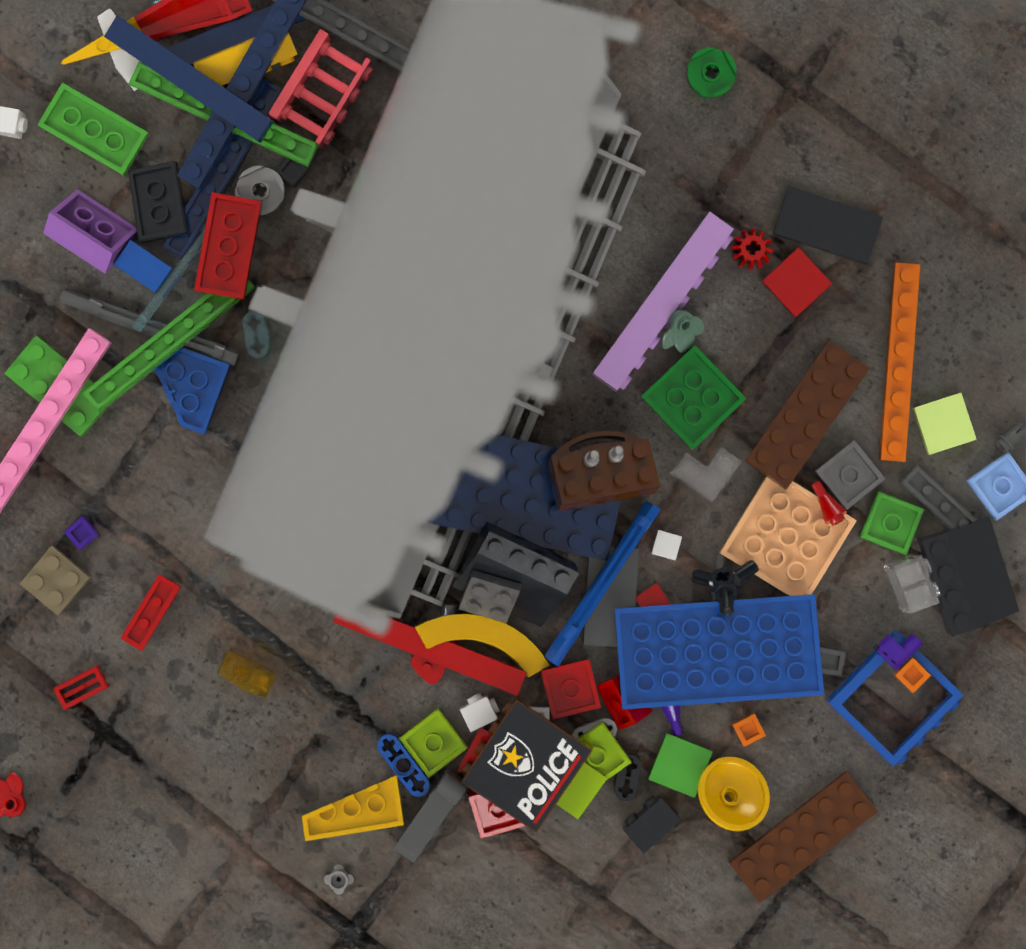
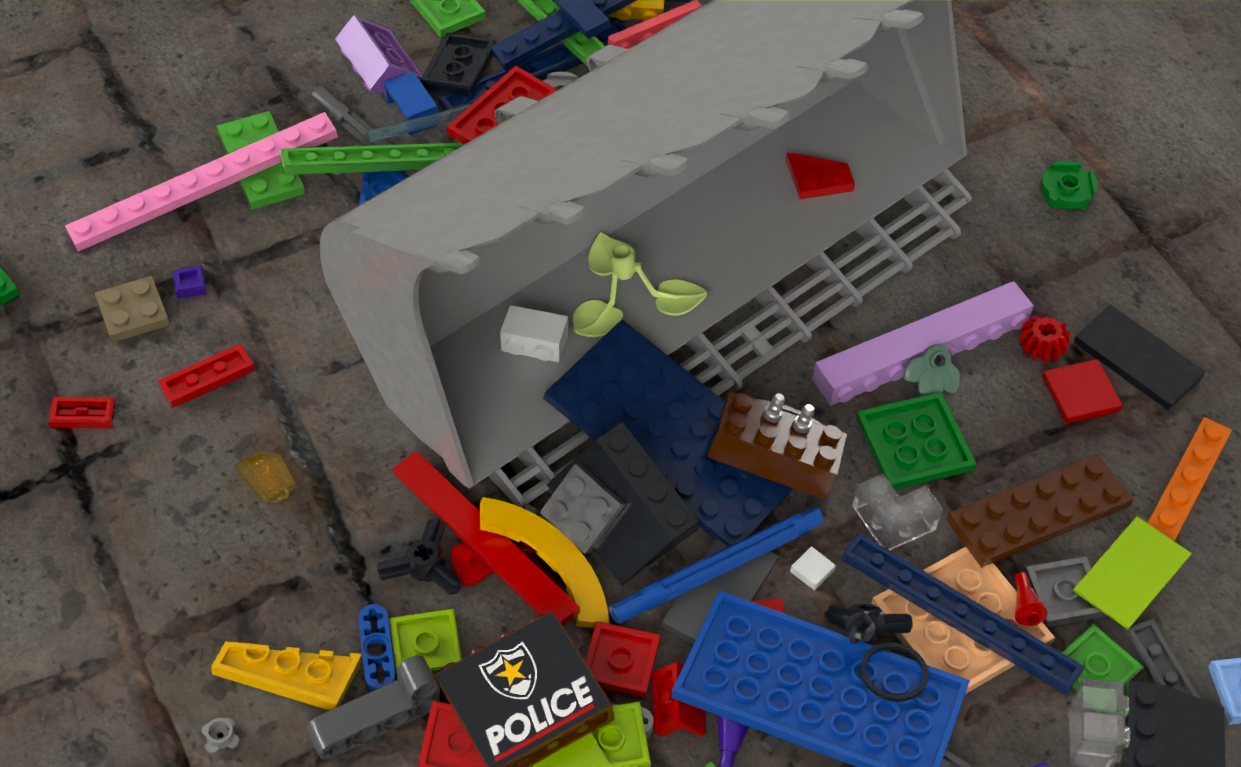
camera: 25 degrees right, 35 degrees down
(395, 672) = (424, 561): none -> black bush
(479, 711) = (495, 623): white brick -> none
(784, 609) = (891, 697): none -> black piece
(786, 536) = (963, 614): none -> dark blue tile
(891, 437) = (1132, 572): none -> lime piece
(944, 423) = (1204, 595): yellowish green tile -> none

